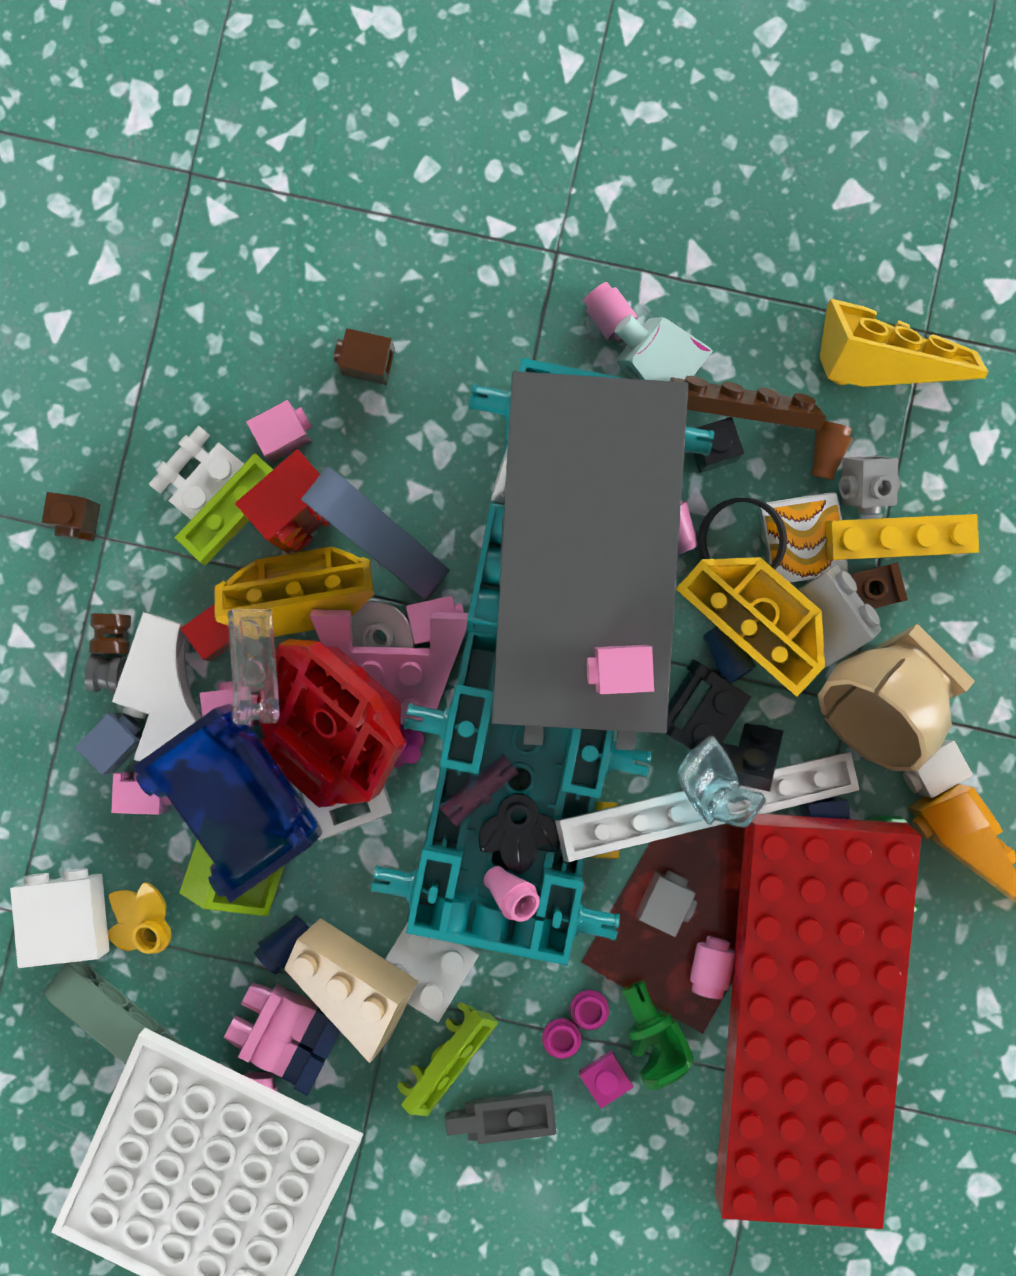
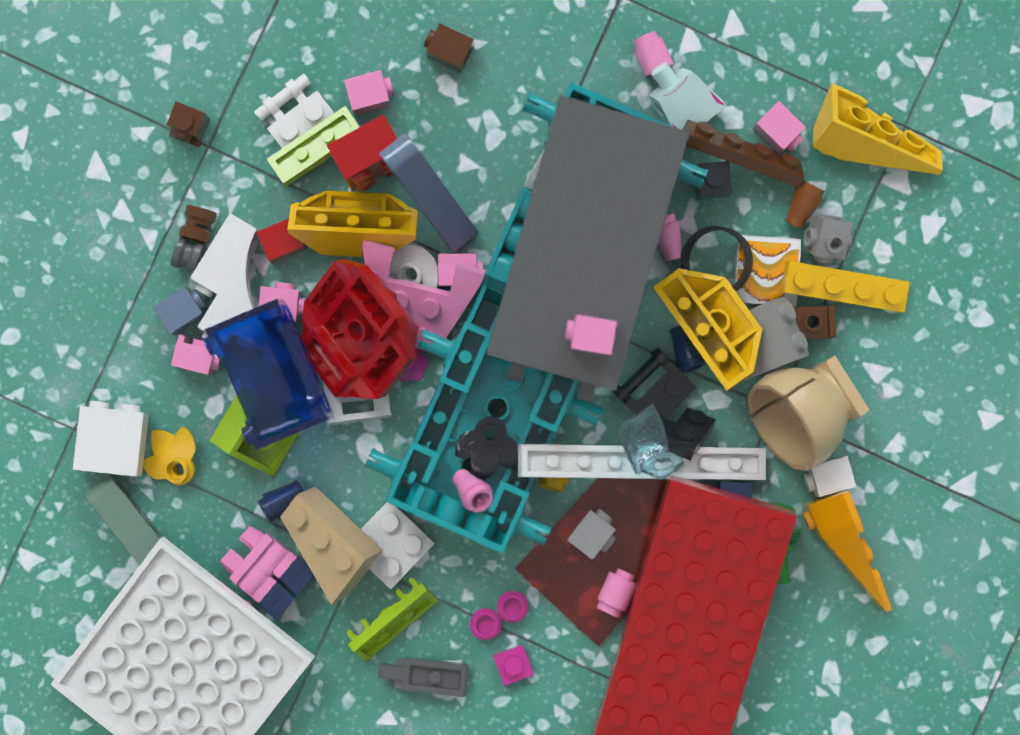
camera: 10 degrees right, 0 degrees up
(253, 665) = (310, 273): clear plate -> none
(479, 790) = (464, 408): clear pink pin -> none
(670, 1050) = (565, 637): green piece -> none
(782, 365) = (780, 128): none -> bright pink brick

